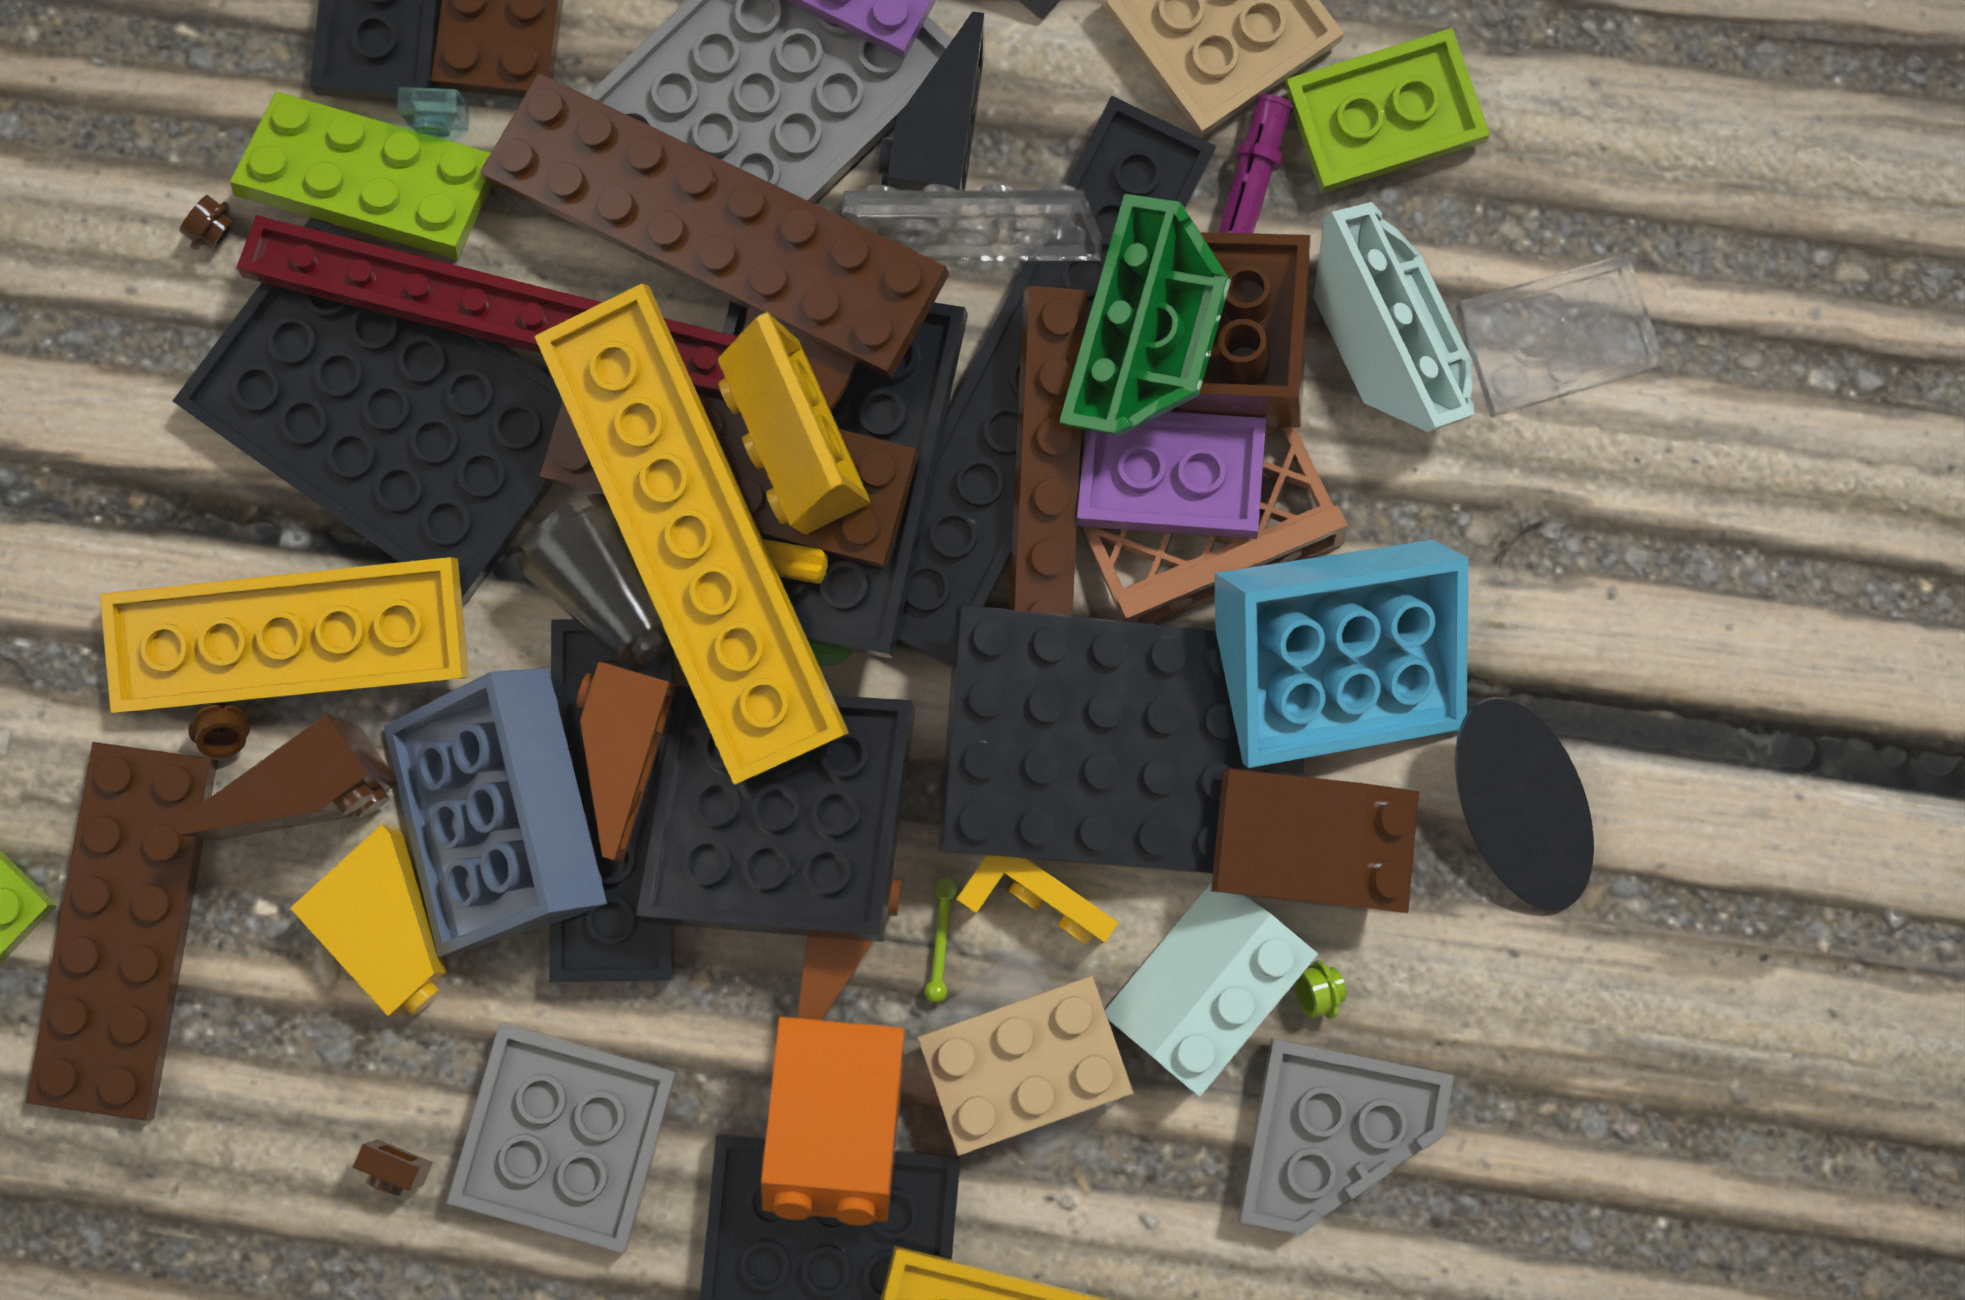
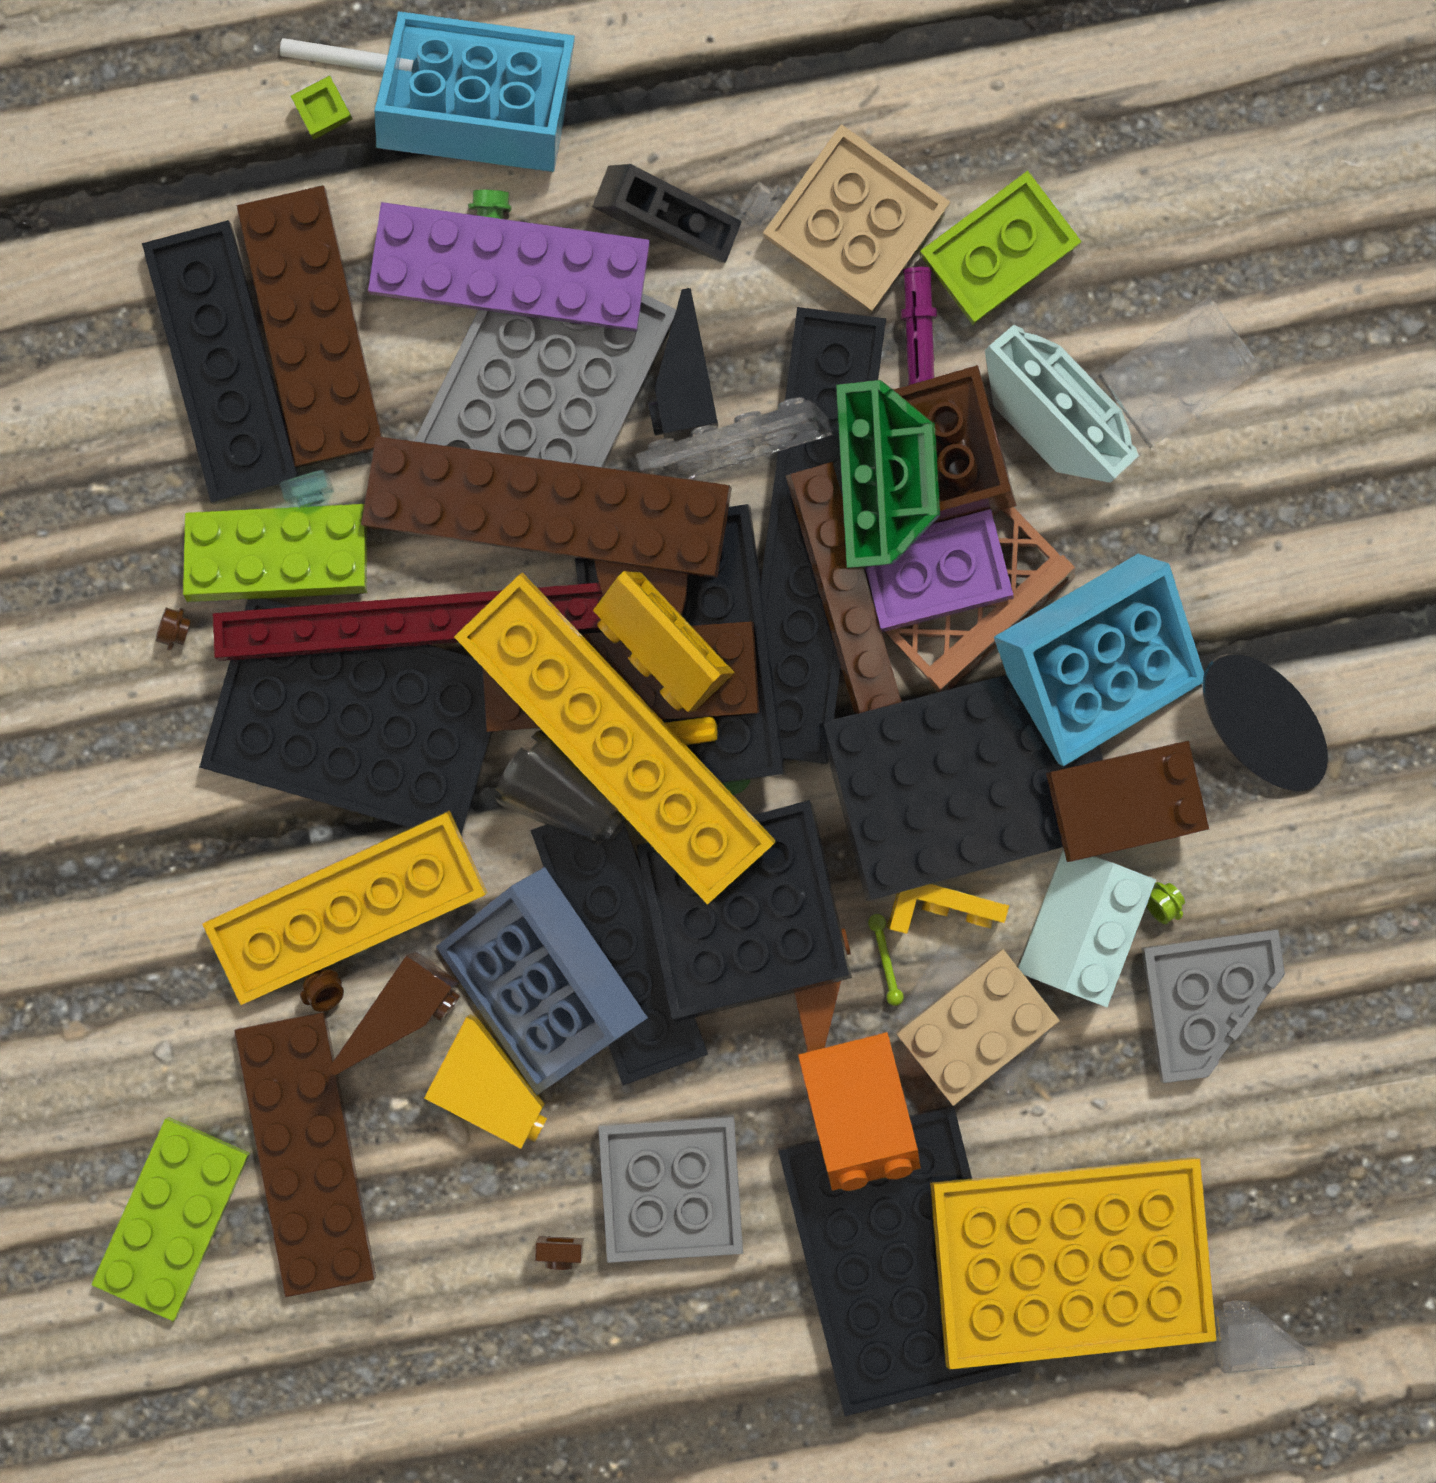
camera: 20 degrees left, 5 degrees up
(621, 738) = (613, 896): dark orange slope -> none

